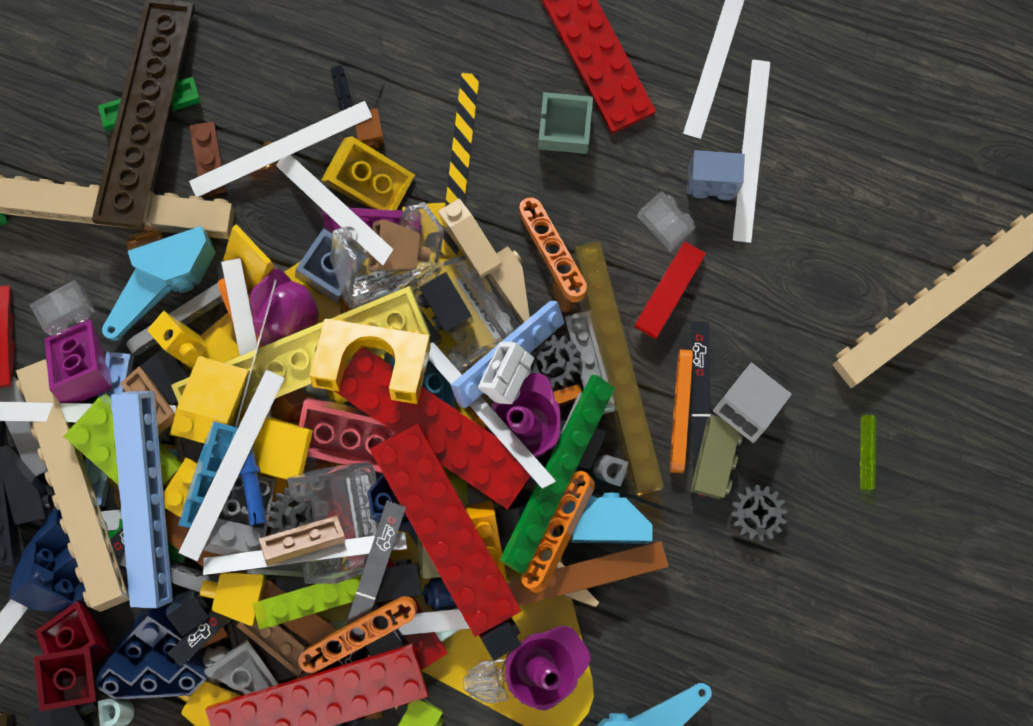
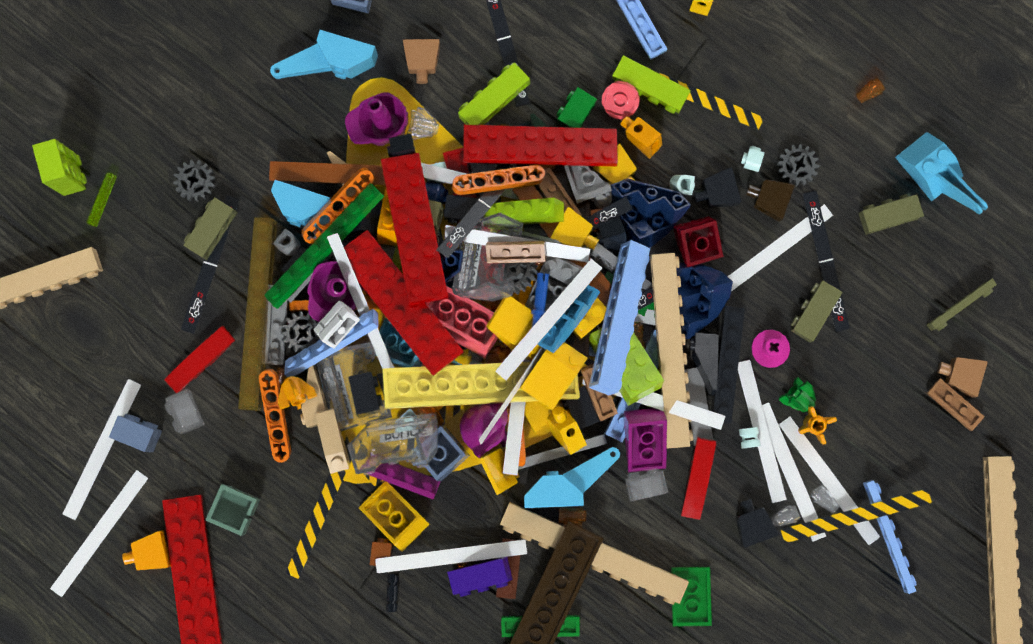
camera: 160 degrees left, 5 degrees up
(64, 679) = (706, 211): dark red slope -> none
(237, 136) = (480, 576): none -> dark purple brick
(335, 208) = (423, 491): white sticker -> none
(342, 339) = (400, 360): yellow arch -> none
(404, 245) = (388, 444): medium nougat torso -> none
(536, 282) = (294, 391): none -> light orange brick
(648, 45) = (149, 552): none -> light orange torso
(681, 411) = (223, 269): orange beam -> none
(752, 402) = (170, 257): light grey brick -> none
(935, 467) = (59, 167): none -> lime brick

